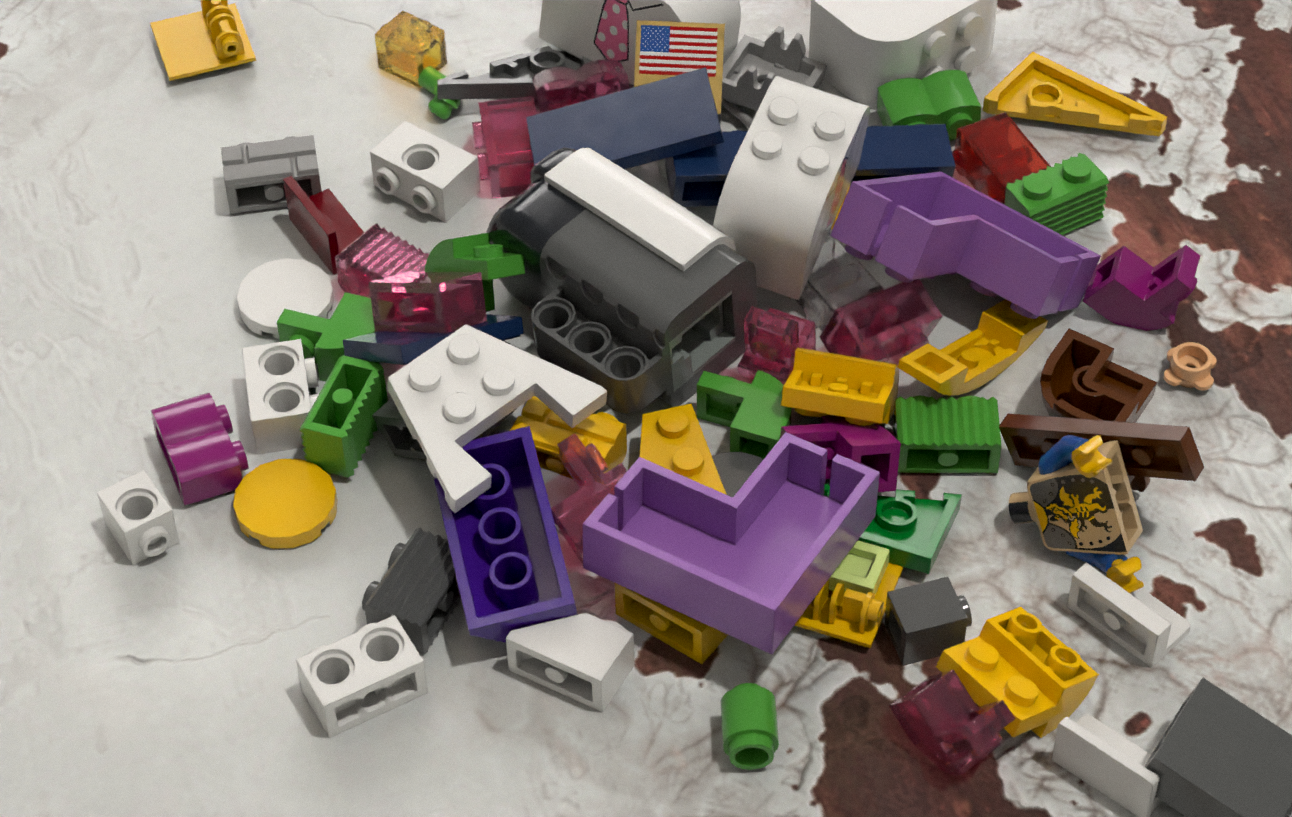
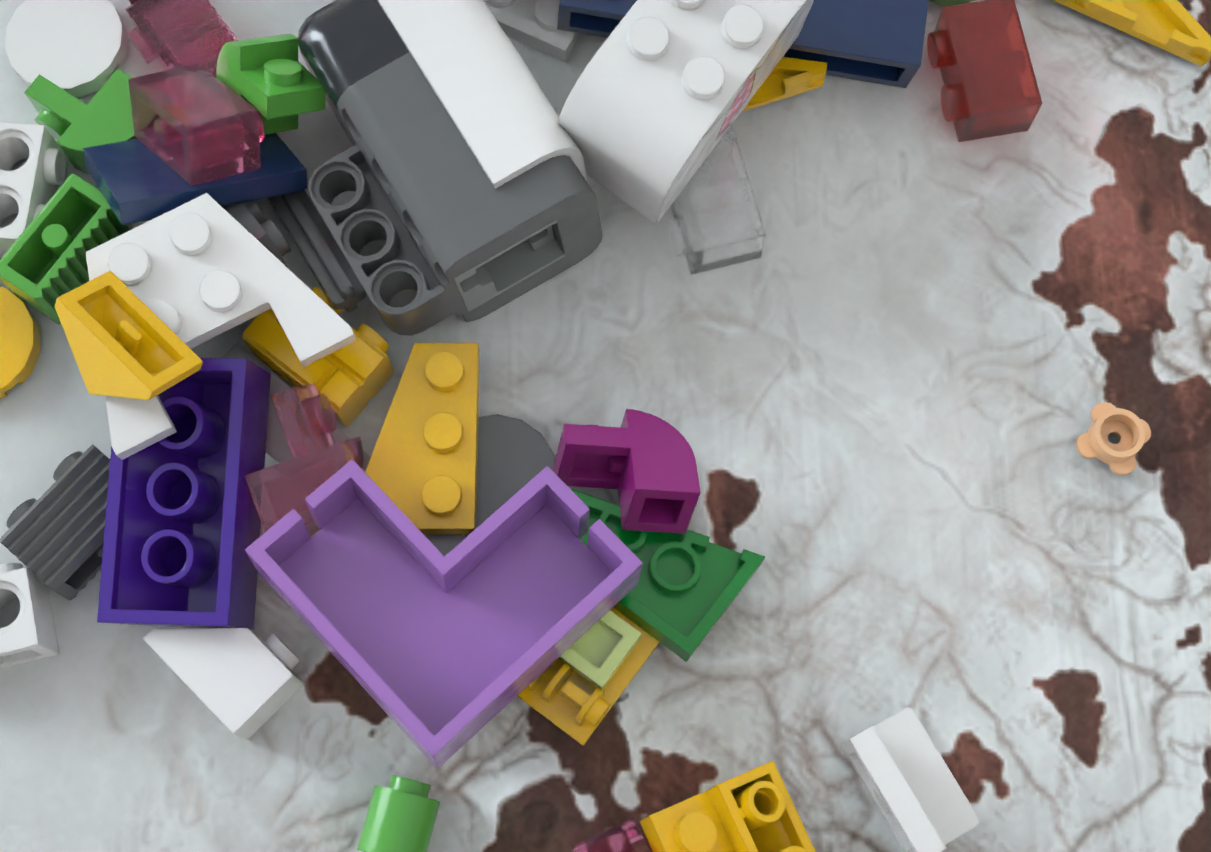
camera: 15 degrees right, 25 degrees up
(439, 420) = (121, 341): none -> yellow slope
(748, 409) = (562, 371): bright green brick -> none
(772, 342) = (608, 288): clear pink brick -> none
(841, 386) = (659, 380): yellow brick -> none
(883, 323) = (747, 288): clear pink brick -> none
(926, 619) = (660, 736): dark grey brick -> none
(942, 227) = (887, 172): medium lavender piece -> none
(947, 434) = (776, 464): bright green brick -> none
(976, 356) = (849, 355): yellow slope -> none
(1061, 195) = (1030, 145): bright green brick -> none
(1084, 506) = (906, 642): torso -> none
(1086, 385) = (974, 460): reddish brown brick -> none
(1142, 295) = (1089, 314): magenta brick -> none
(1145, 448) = (948, 581): reddish brown plate -> none

